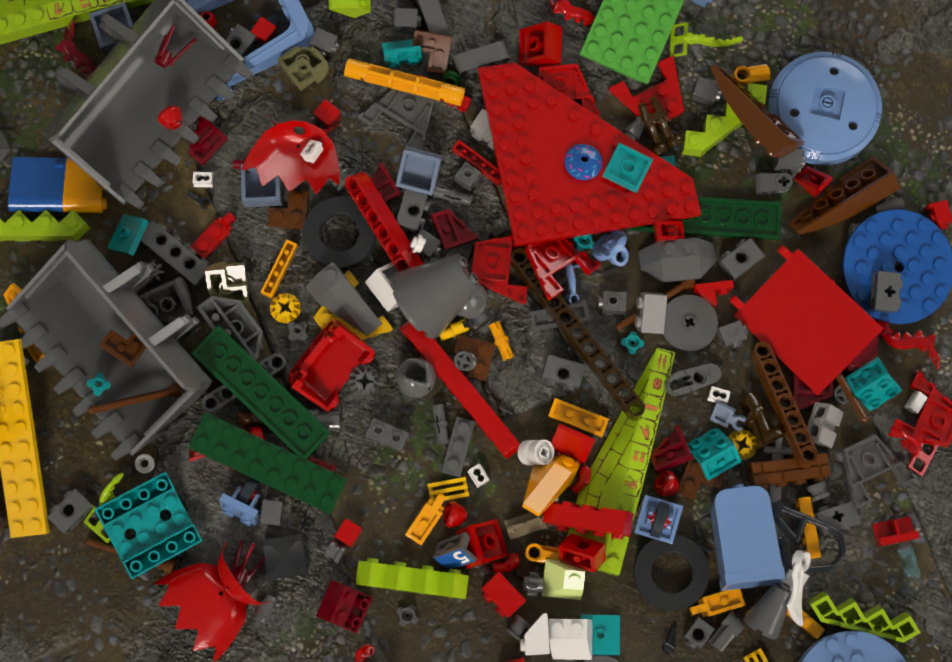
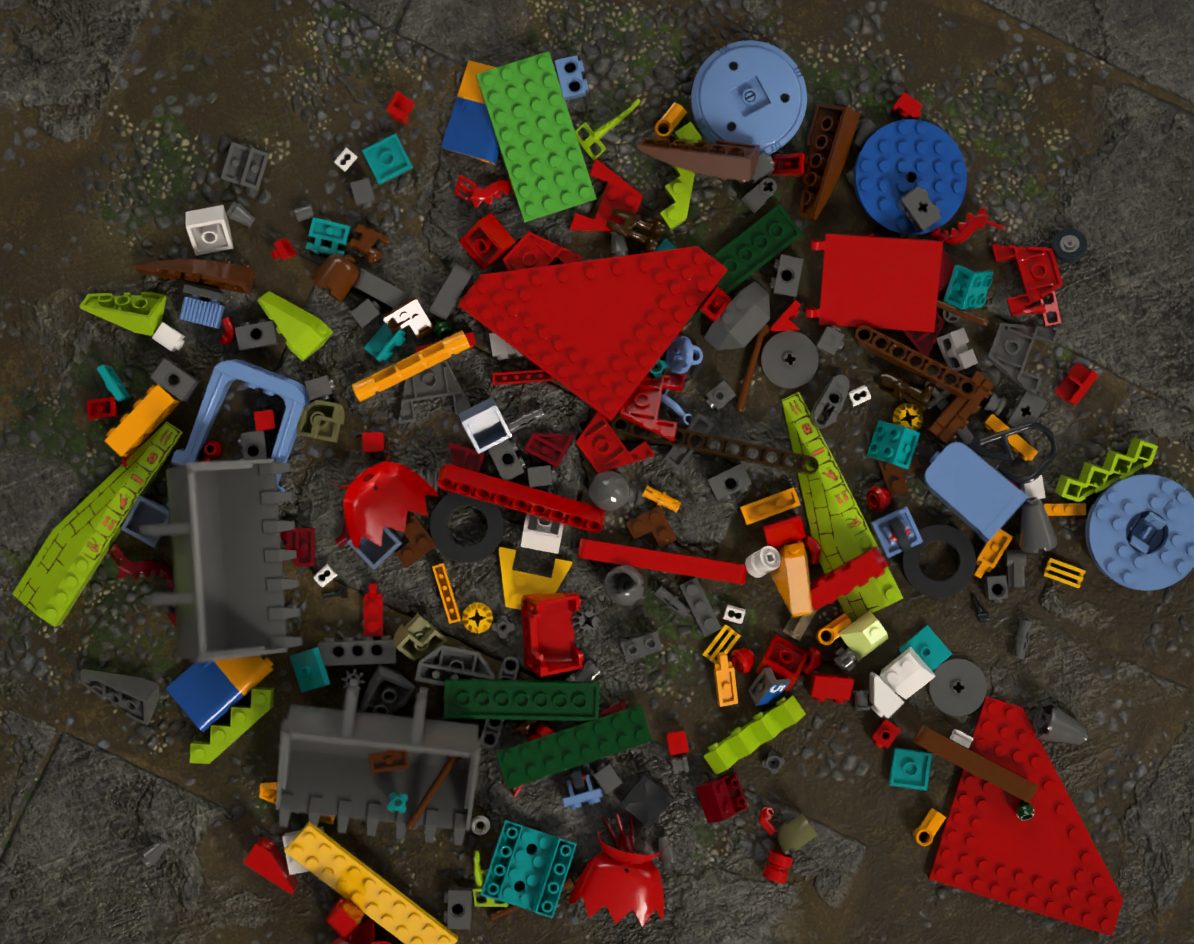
camera: 35 degrees left, 10 degrees up
(164, 57) = (211, 513): dark red plant -> none
(170, 117) = (263, 556): red cone -> none
(312, 151) = (391, 484): white piece -> none
(340, 297) = (513, 574): dark grey wedge -> none
(417, 244) = (536, 484): white plate -> none
(434, 293) = (582, 512): dark grey cone -> none
(455, 329) = (619, 522): yellow piece -> none
(461, 359) = (648, 543): dark grey wheel -> none
(467, 177) = (524, 396): dark grey brick -> none
(580, 169) = (602, 318): blue dish -> none
(582, 552) = (863, 606): red brick -> none
(627, 167) = (642, 284): teal plate -> none
(638, 343) = (756, 409): teal plate -> none
(652, 312) = (756, 378): light grey brick -> none
(671, 451) = (861, 470): dark red wing -> none
(706, 91) = (646, 165): flat silver brick -> none
(725, 416) = (877, 408): sand blue plate -> none
(800, 564) = (1030, 475): white piece -> none
(911, 567) = (1111, 401): clear light blue plate -> none
(915, 402) = (1010, 271): white piece -> none

